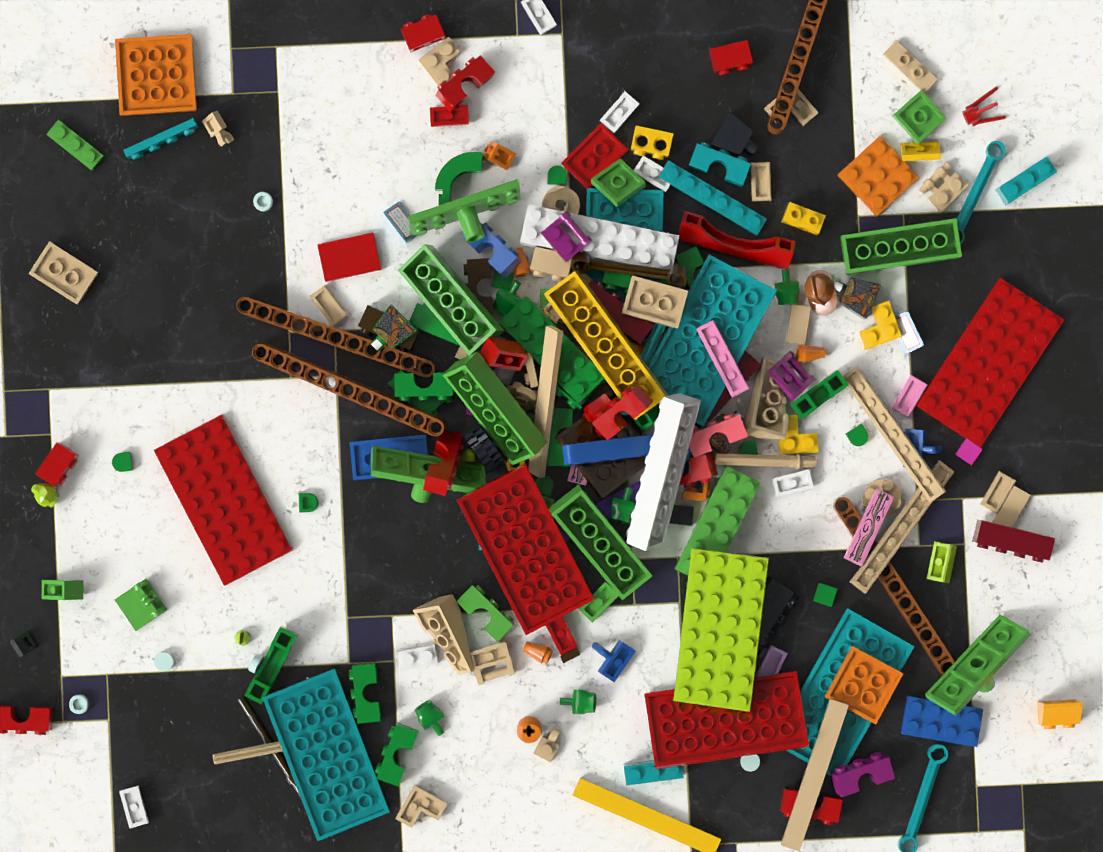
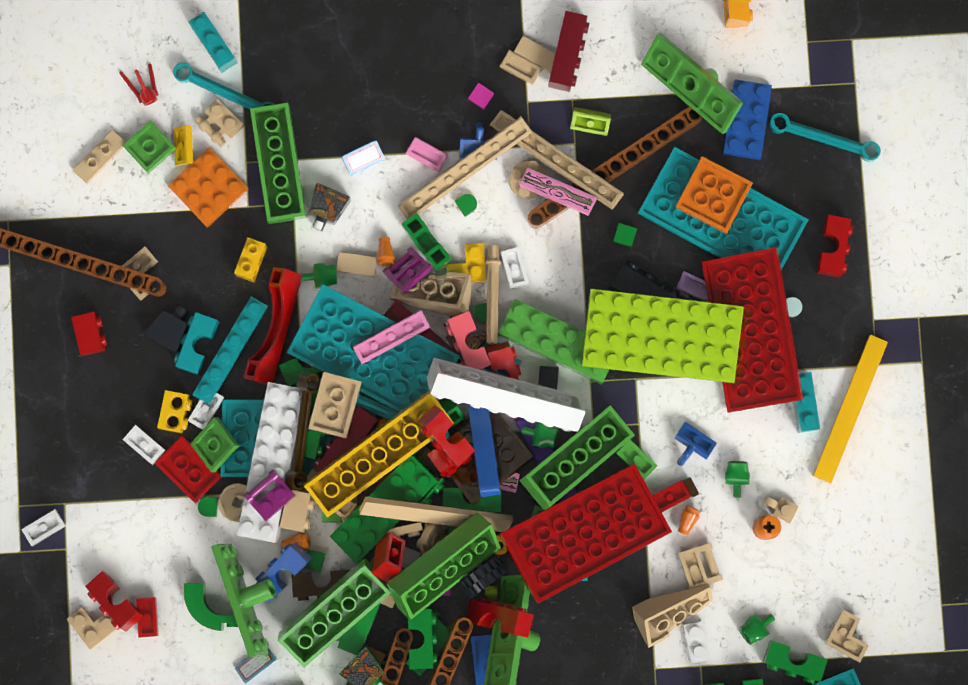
camera: 90 degrees left, 5 degrees down
(422, 33) = (62, 645): red brick -> none
(475, 599) = (636, 584): bright green arch -> none
(498, 155) = (187, 566): orange bracket -> none
(506, 298) = (332, 556): green piece -> none
(545, 485) = (520, 514): green tile -> none
(692, 493) = (527, 366): orange bracket -> none
(761, 181) = (214, 302): tan tile -> none
(814, 775) = (804, 242): tan tile -> none
(821, 292) = (324, 241): dark orange piece -> none
(846, 777) = (805, 210): magenta arch -> none
(886, 329) = (362, 178): yellow plate -> none
(989, 362) = (392, 76): red plate -> none

